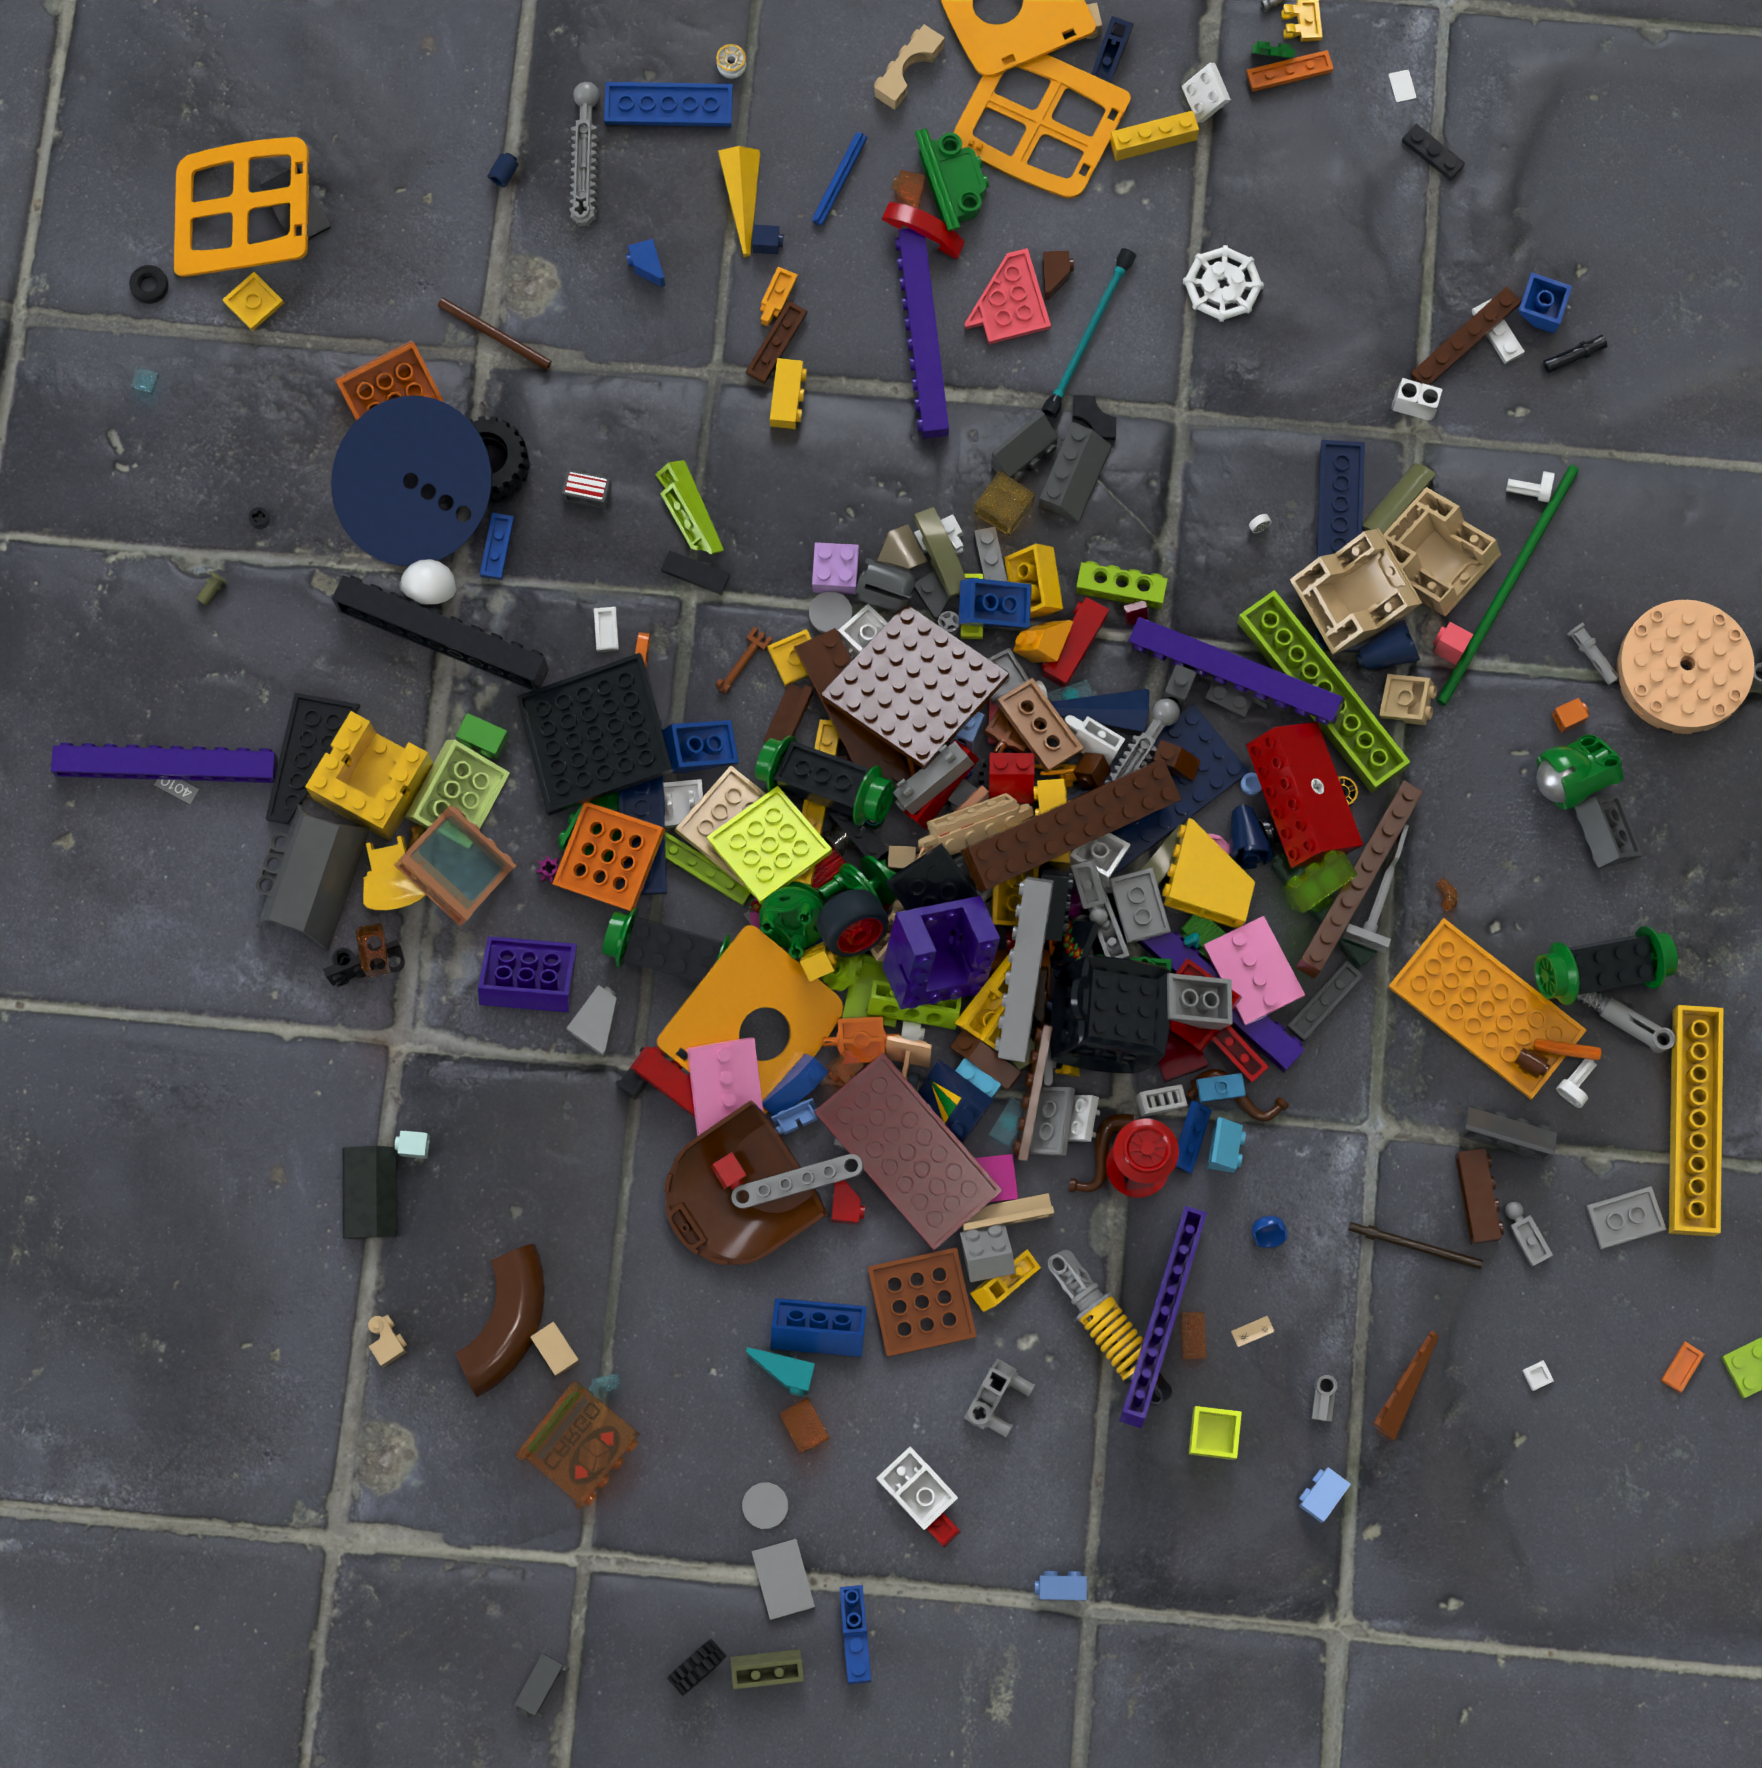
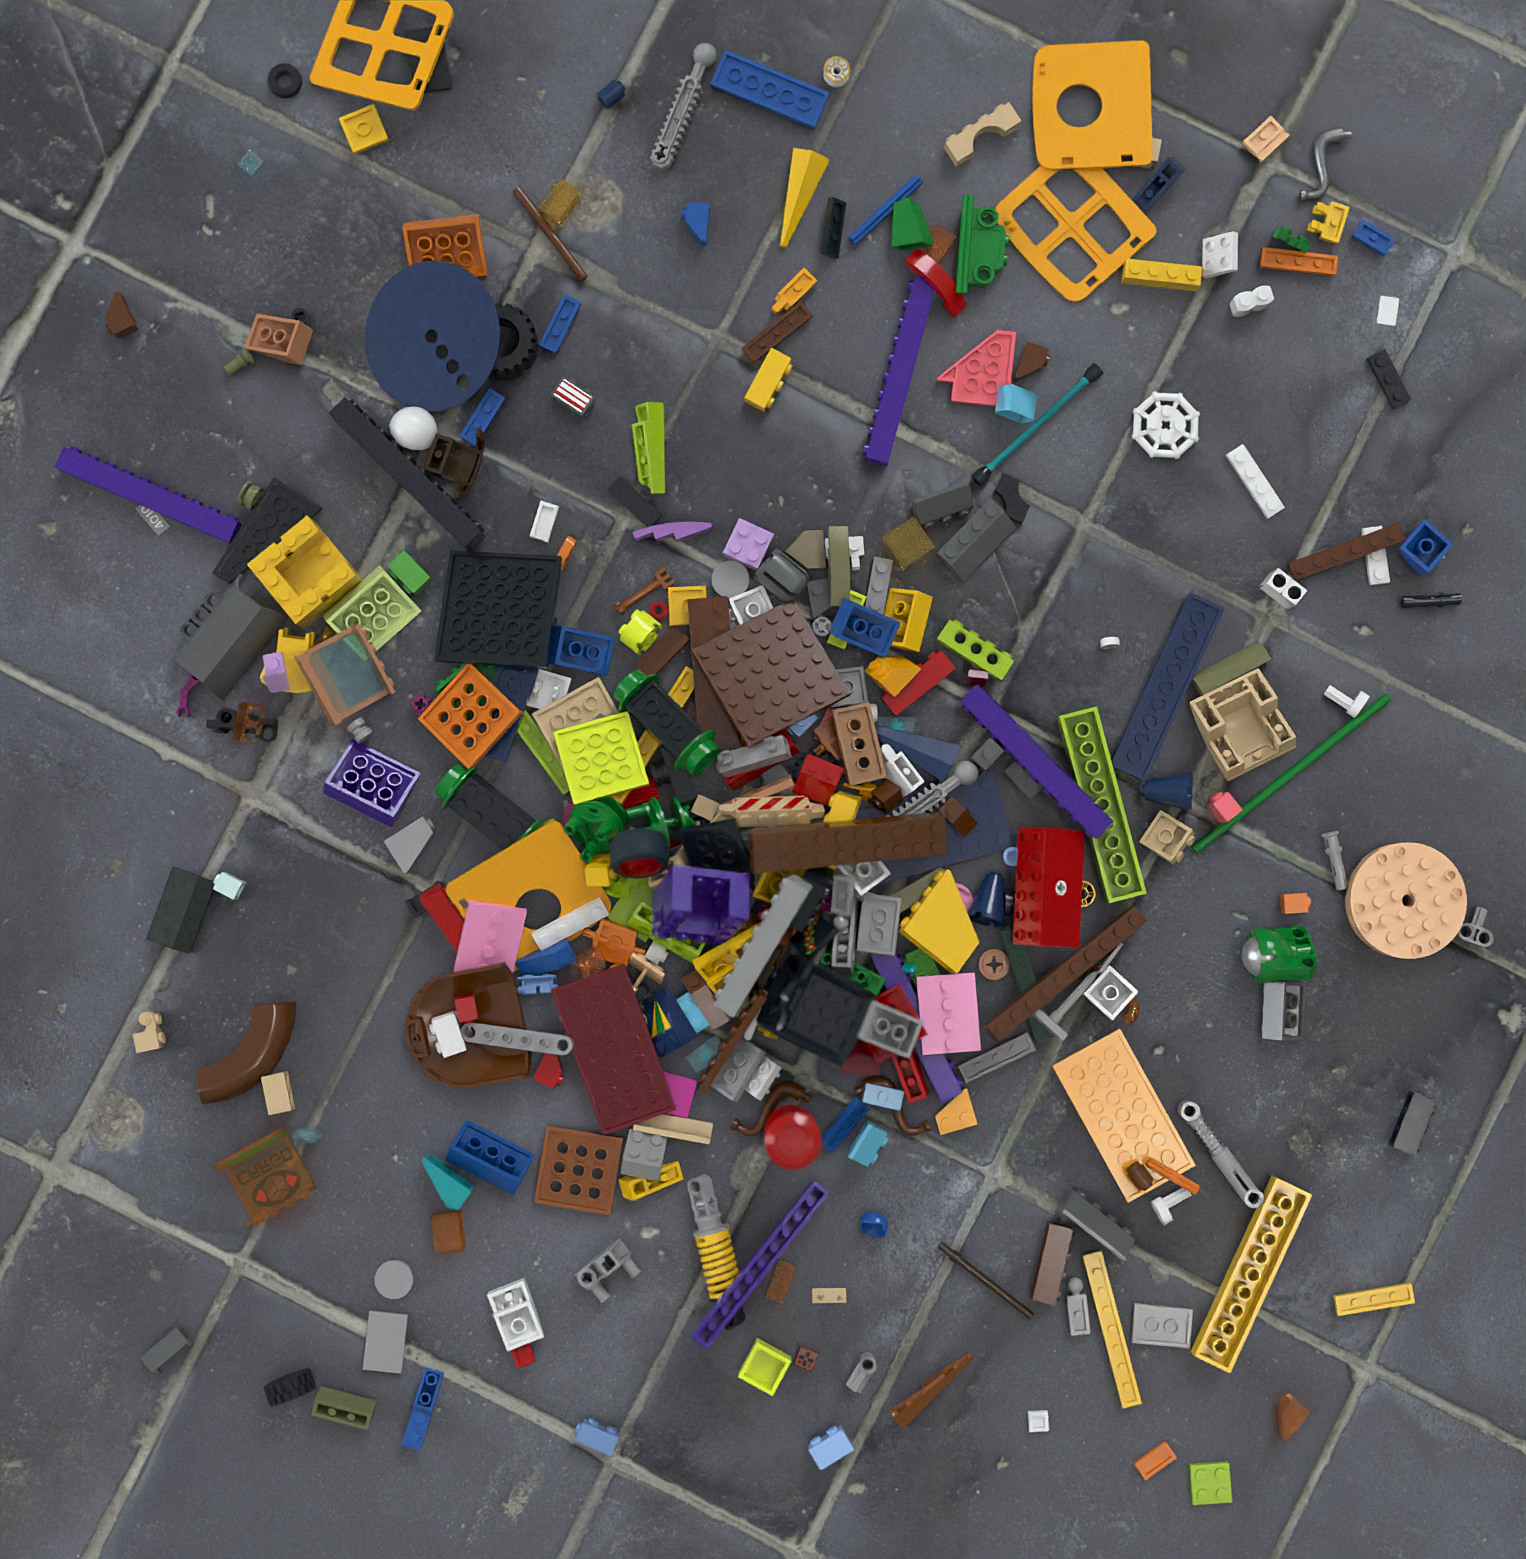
camera: 25 degrees right, 10 degrees up
(63, 590) = (120, 317): none -> reddish brown slope
(245, 547) = (279, 338): none -> nougat slope
(276, 720) = (249, 495): none -> olive wheel
(287, 945) = (184, 692): none -> magenta piece
(380, 890) = (276, 672): none -> lavender slope
(486, 601) = (455, 461): none -> dark brown piece
(492, 297) = (559, 202): none -> clear yellow brick
(492, 922) = (360, 730): none -> light grey wheel
(542, 420) = (560, 324): none -> blue plate
(719, 1207) = (448, 1034): none -> white brick
(755, 582) = (680, 530): none -> medium lavender slope
(756, 701) = (640, 631): none -> neon yellow brick
(766, 668) = (658, 604): none -> red plate
(767, 239) = (804, 240): dark blue brick -> none
(792, 216) = (833, 228): none -> black plate
(805, 1037) = (570, 923): none -> white plate
(872, 184) = (909, 226): none -> green slope
(972, 814) = (772, 800): tan tile -> none
(1055, 315) = (1014, 402): none -> medium azure piece
(1143, 1106) = (817, 1082): white slope -> none
(1256, 1408) = (806, 1358): none -> tile
(1258, 126) = (1251, 301): none -> white brick
(1270, 901) = (987, 957): none -> nougat gear
(1308, 1079) = (956, 1114): none -> light orange wing
(1318, 881) = (1029, 967): clear neon green slope -> none
(1340, 304) = (1255, 481): none -> white plate
(1355, 19) = (1373, 238): none -> blue plate
(1356, 591) = (1162, 734): tan slope -> none
(1416, 882) = (1110, 993): none -> white brick
(1574, 1242) = (1111, 1329): none -> yellow plate
(1606, 965) = (1232, 1124): brick -> none

